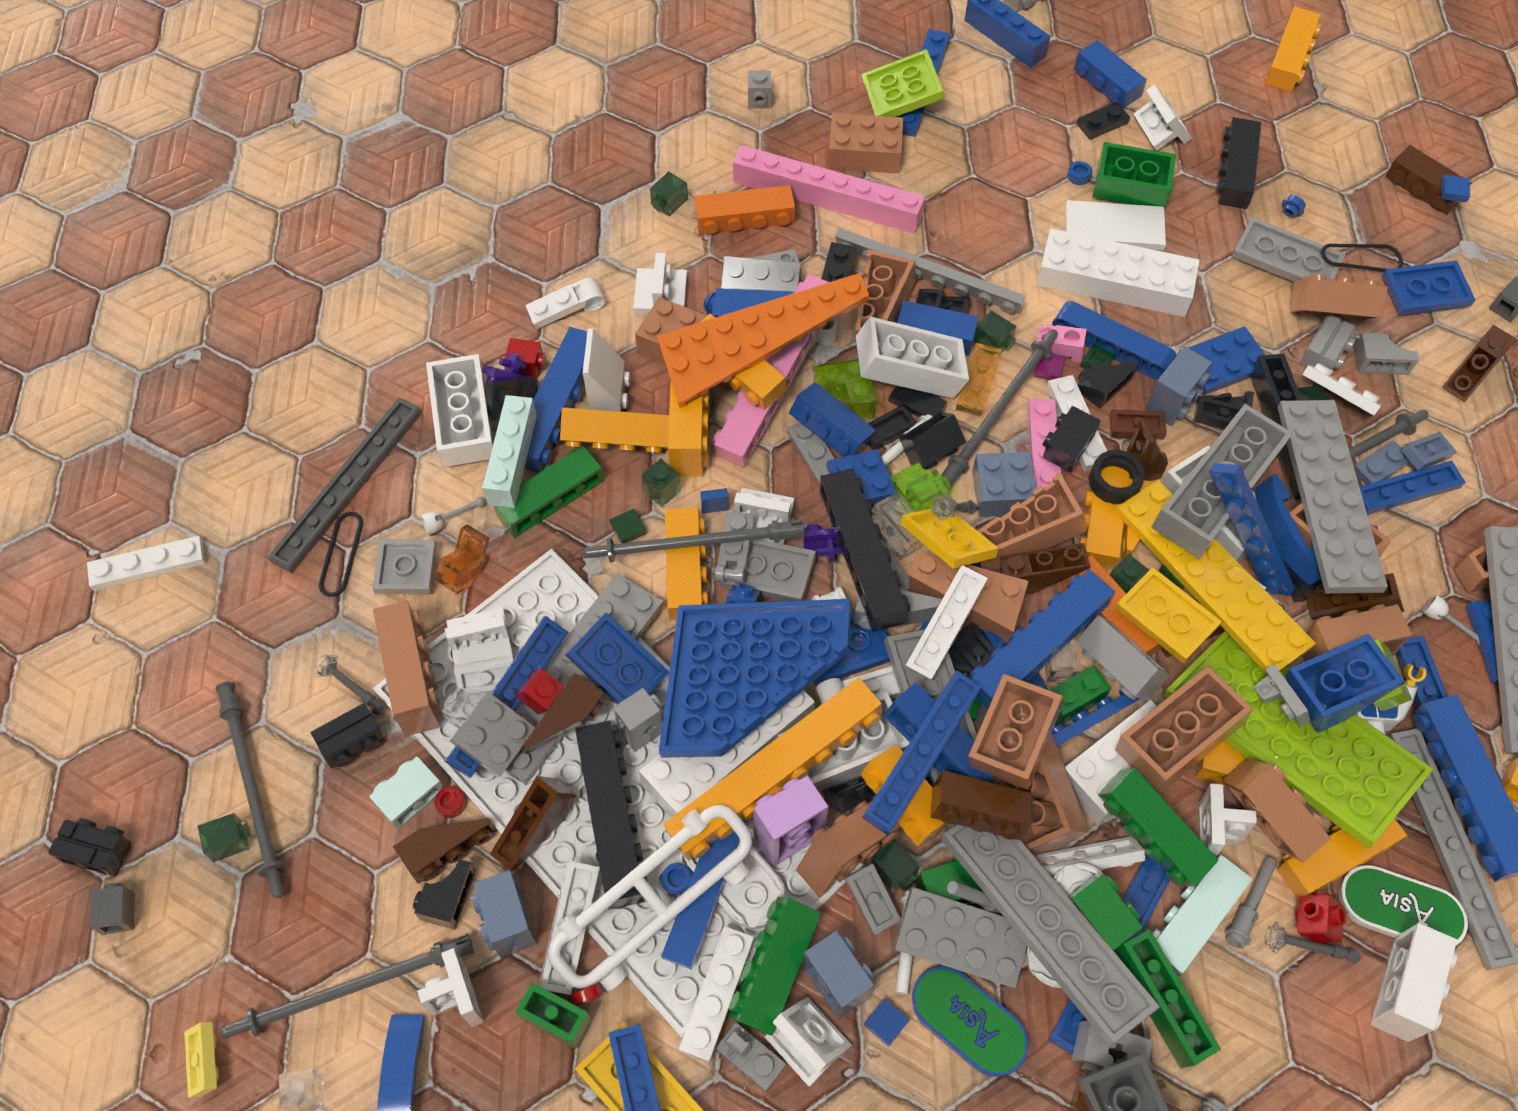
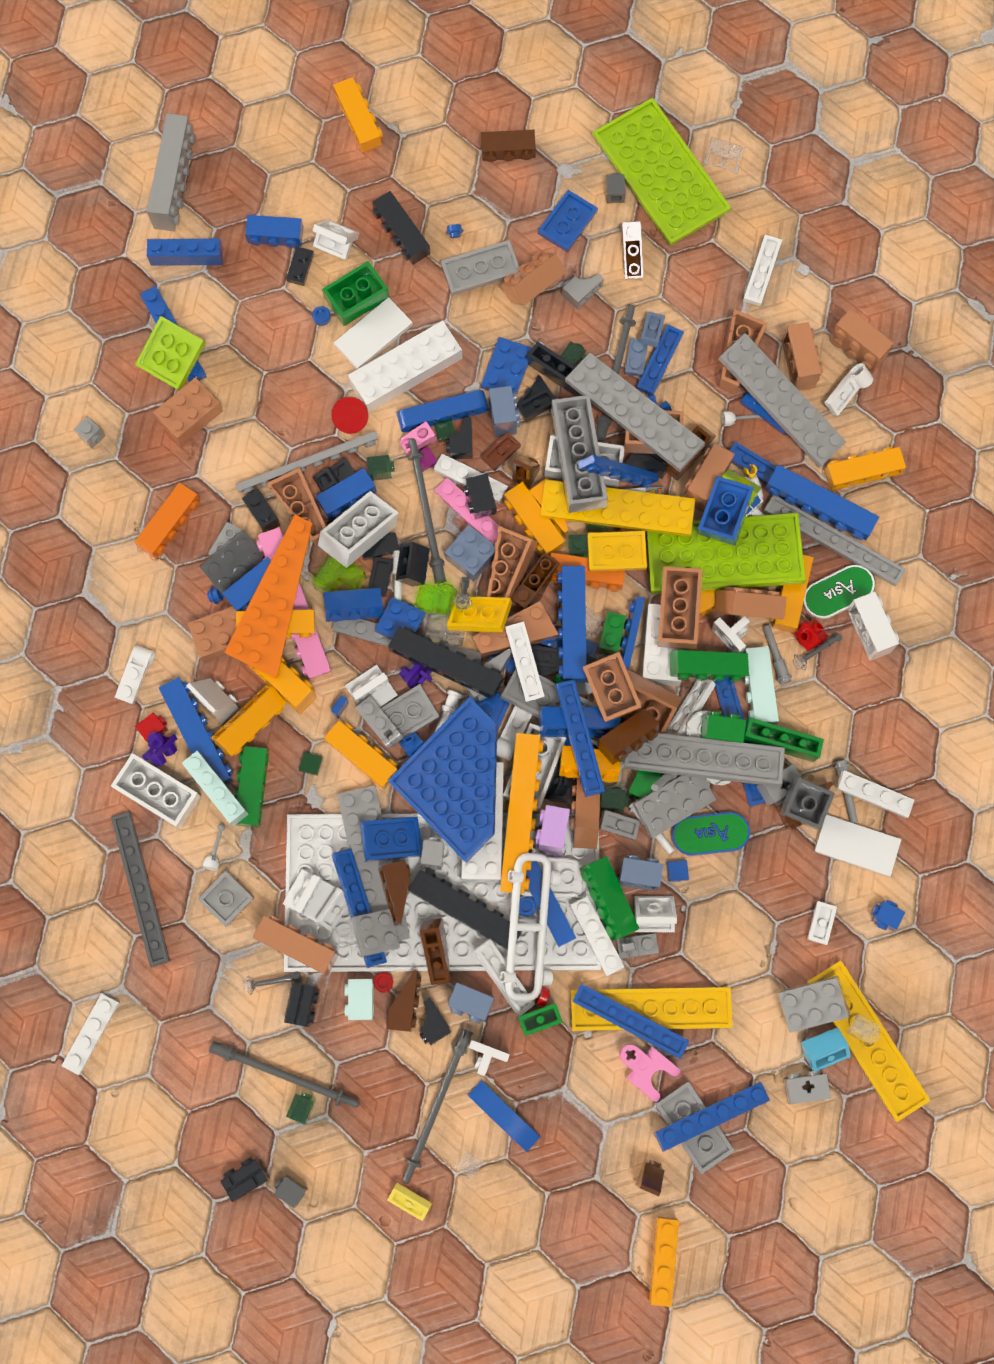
camera: 45 degrees left, 15 degrees up
(360, 523) = (175, 930): black piece -> none
(466, 563) = (254, 866): clear orange brick -> none
(498, 389) = (174, 756): black plate -> none
(539, 691) = (374, 891): red brick -> none
(657, 283) = (174, 614): white bracket -> none
(661, 482) = (303, 724): clear green brick -> none
(668, 194) = (114, 552): clear green brick -> none
(773, 531) = (392, 696): dark grey bar -> none
(830, 189) = (199, 463): bright pink brick -> none
(981, 374) = (396, 499): clear yellow plate -> none
(1015, 266) = (350, 415): none -> red piece
(1122, 460) = (524, 512): black tyre -> none
(1122, 659) = (618, 596): light grey brick -> none
(1276, 687) = (697, 542): light grey hinge -> none
(1284, 531) = (627, 452): blue slope -> none
(1329, 343) = (551, 310): light grey brick -> none
(1343, 388) = (582, 332): white plate -> none
(1361, 246) = (527, 210): black piece -> none
(1455, 188) = (530, 143): blue tile -> none

